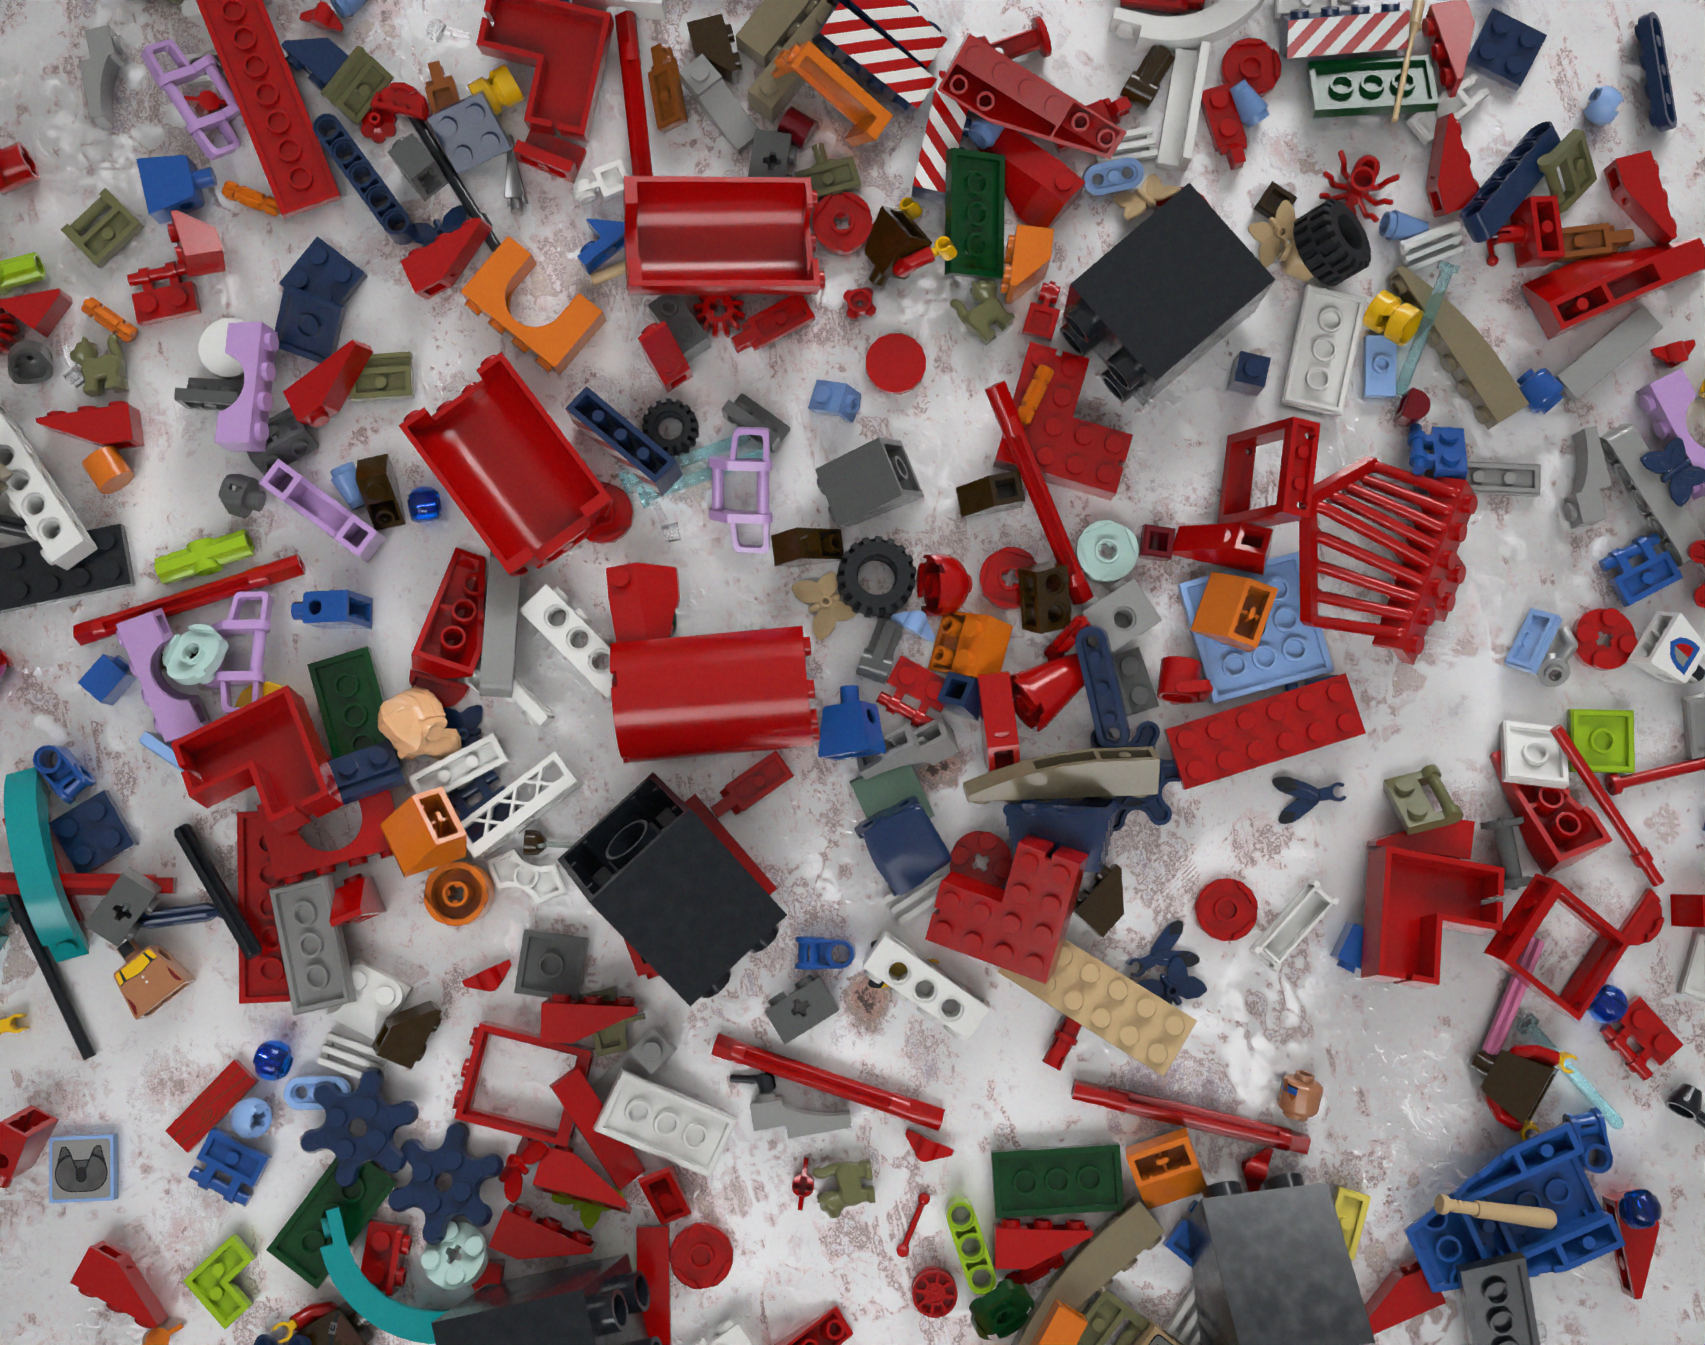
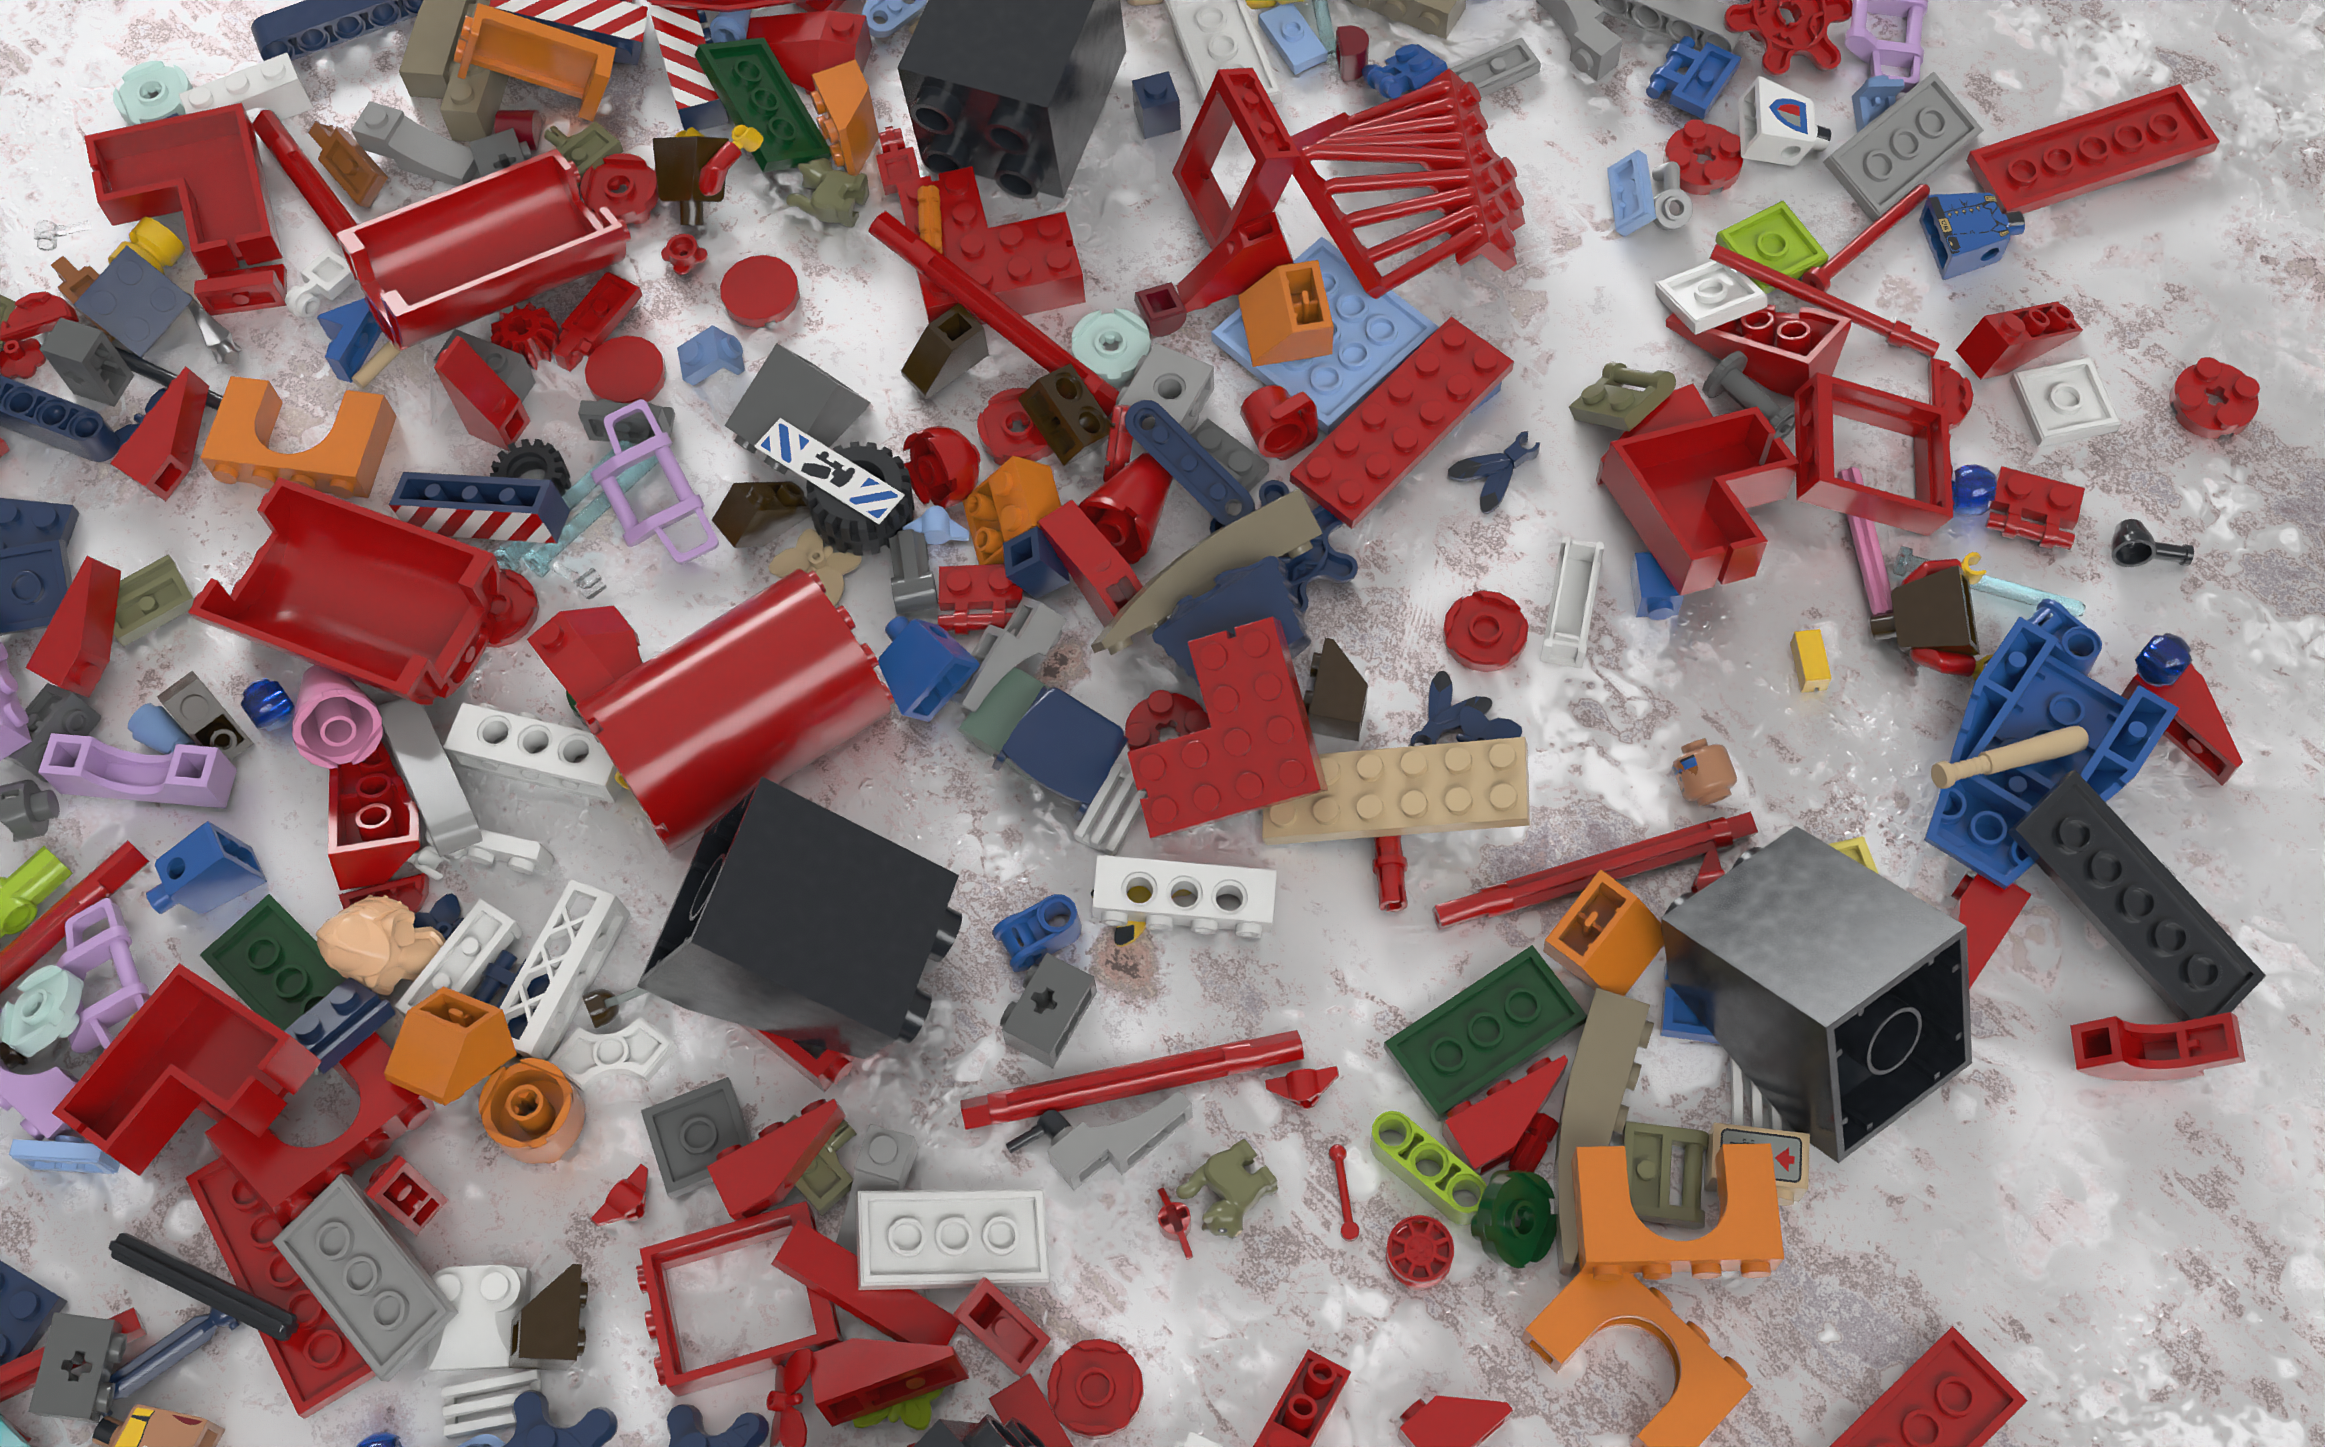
camera: 25 degrees left, 20 degrees down
(458, 551) = (334, 720): none -> bright pink cone
(713, 40) = (381, 87): dark brown slope -> none
(753, 785) = (850, 780): red hinge -> none
(773, 377) = (625, 370): none -> red tile
(863, 554) = (829, 471): none -> white sticker
(1419, 1056) = (1810, 660): none -> yellow piece

